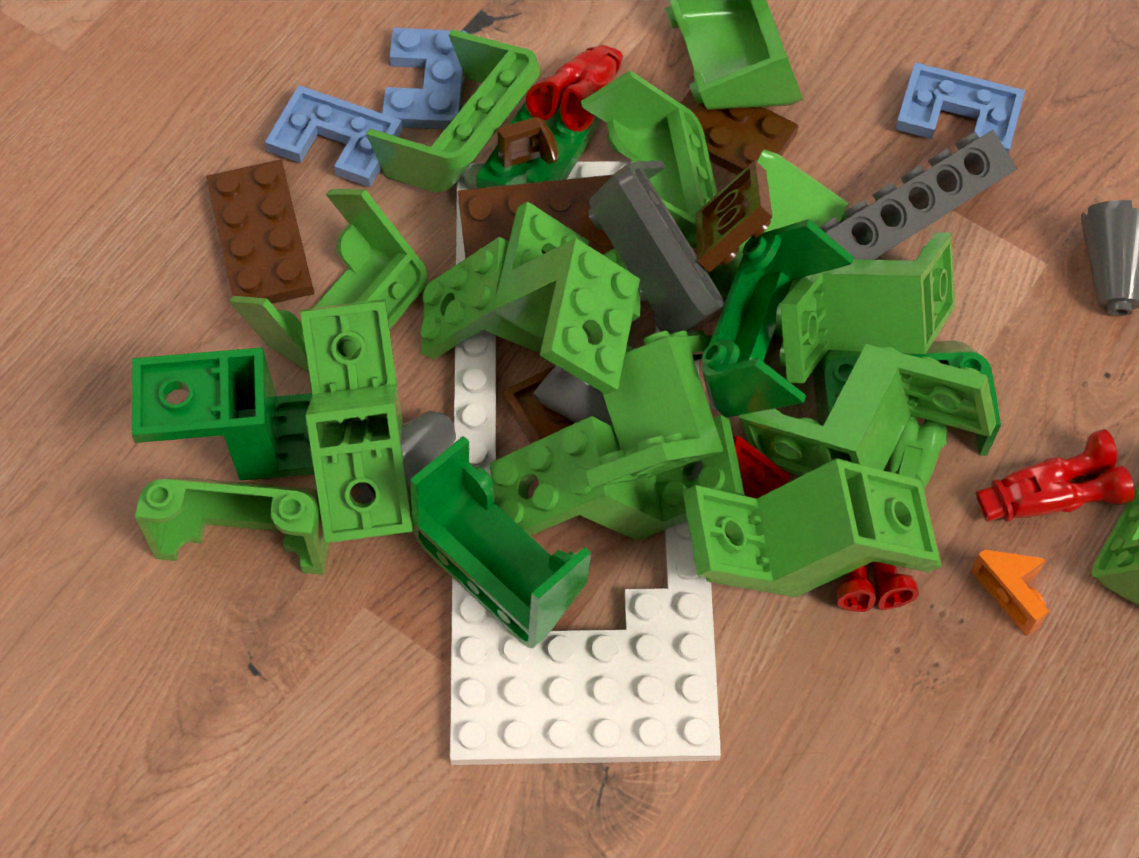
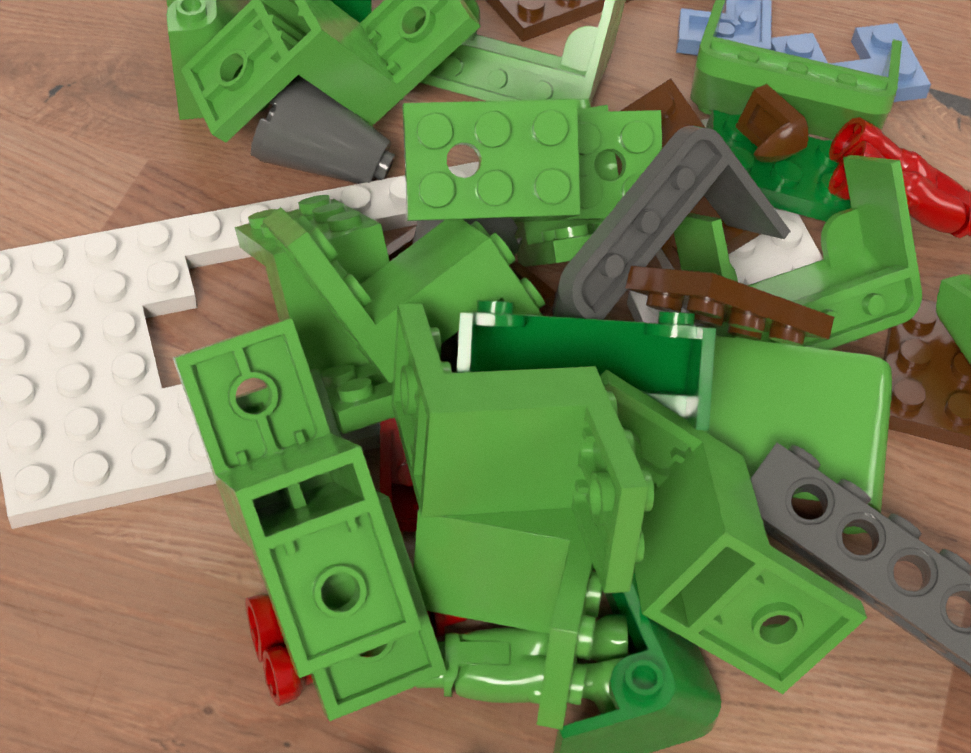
camera: 70 degrees right, 10 degrees down
(489, 550) = (178, 238): green windscreen -> none
(838, 344) = (520, 446): none -> bright green bracket

